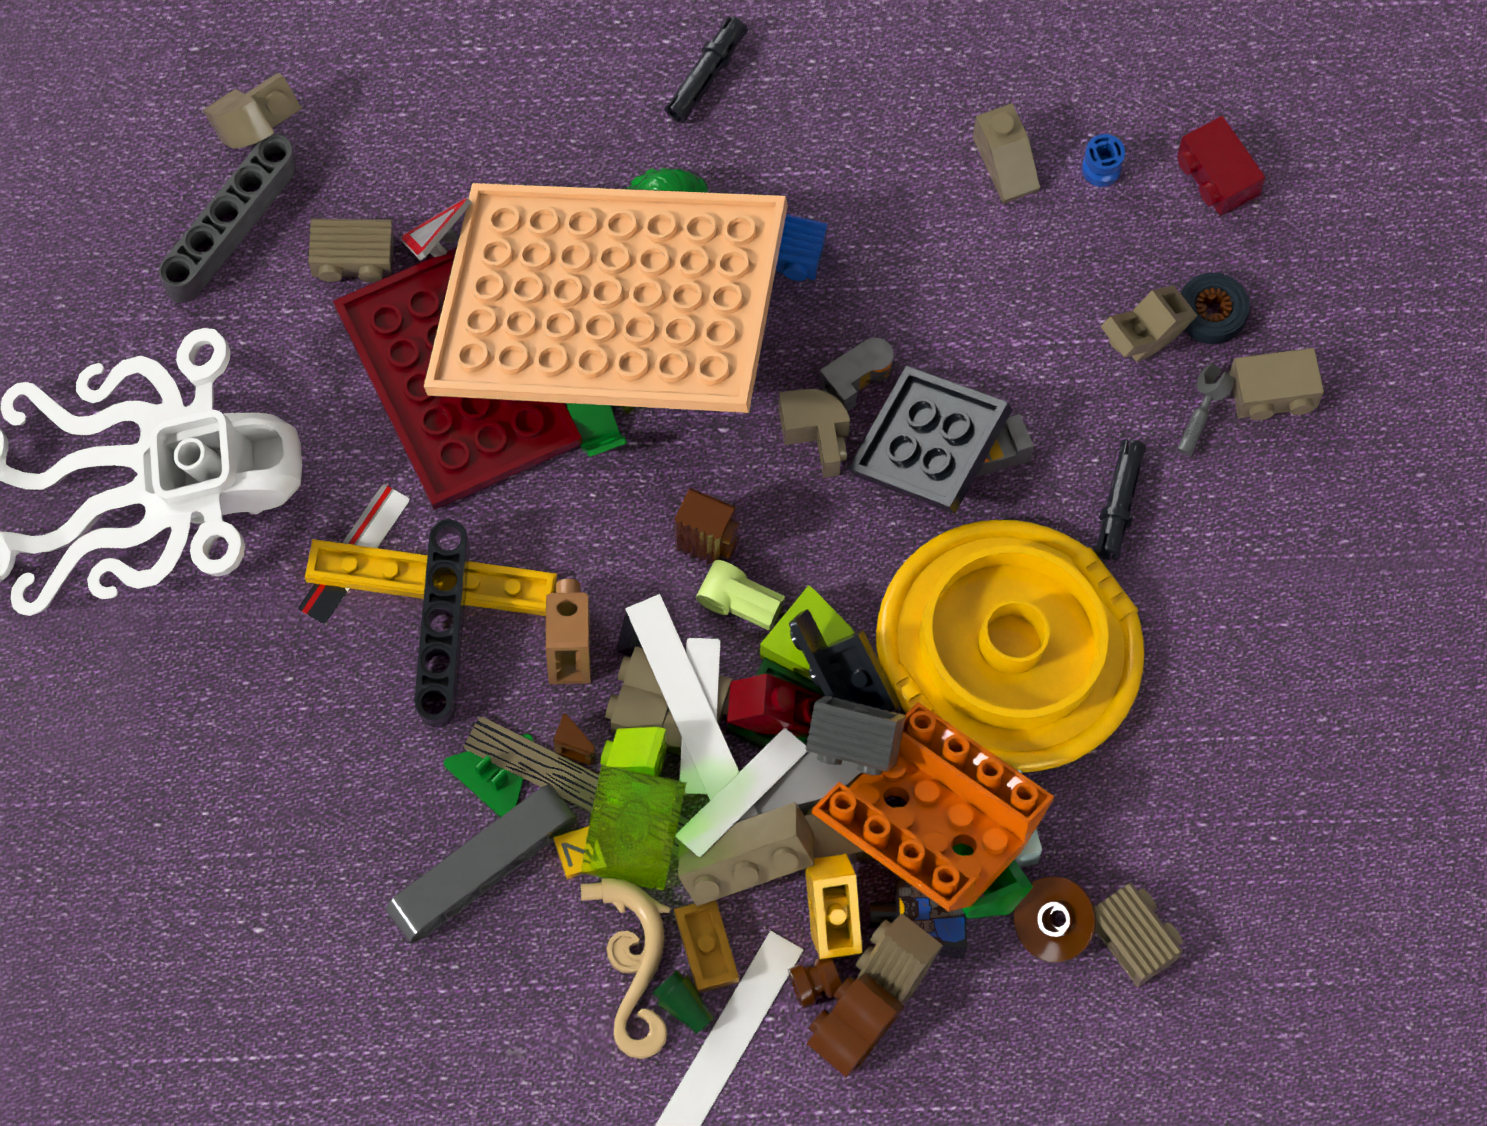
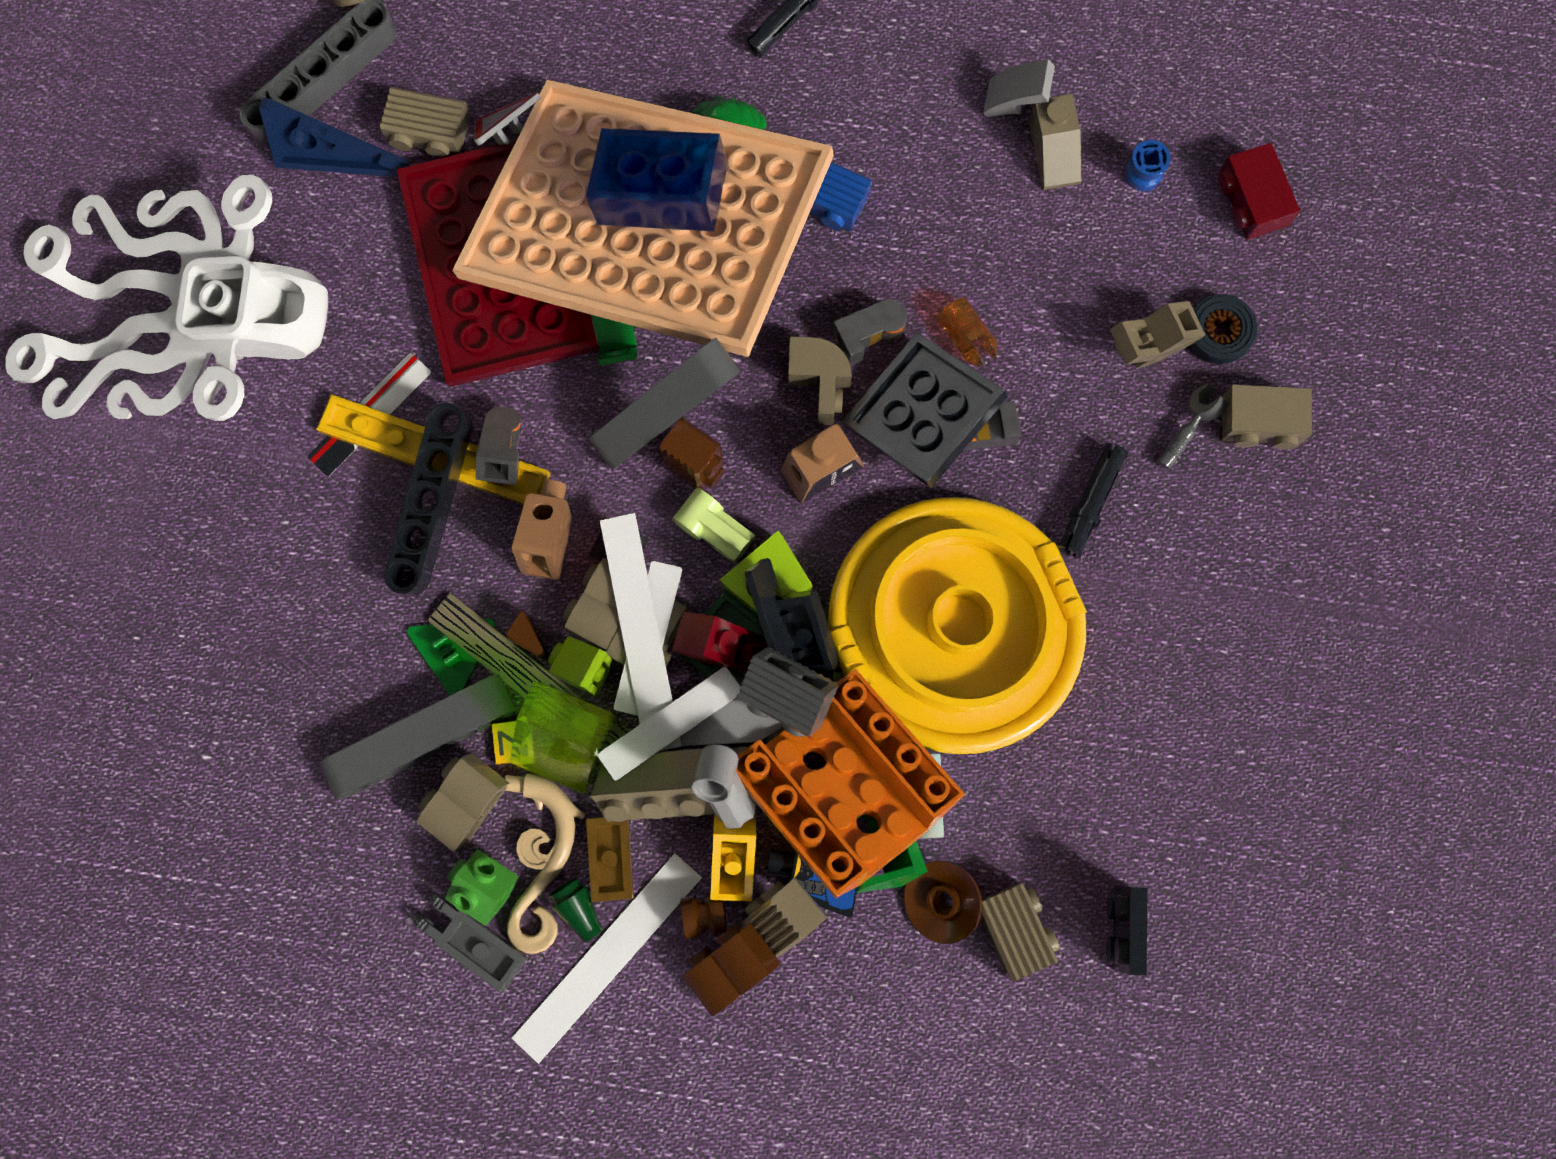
camera: 15 degrees right, 10 degrees up
(239, 291) = (312, 145): none -> dark blue wing
(504, 567) = (496, 454): none -> flat silver leg
(542, 916) = (462, 801): none -> dark tan brick
(580, 995) = (480, 886): none -> bright green brick
(584, 1057) = (473, 945): none -> dark grey hinge
(620, 258) = (657, 179): none -> clear blue brick
(669, 478) = (665, 403): none -> dark grey beam
(814, 831) = (722, 787): none -> light grey piece
(840, 508) = (820, 462): none -> medium nougat torso
(953, 352) = (964, 326): none -> clear orange piece
(956, 105) = (1019, 86): none -> light grey slope
(1243, 893) = (1129, 941): none -> black plate

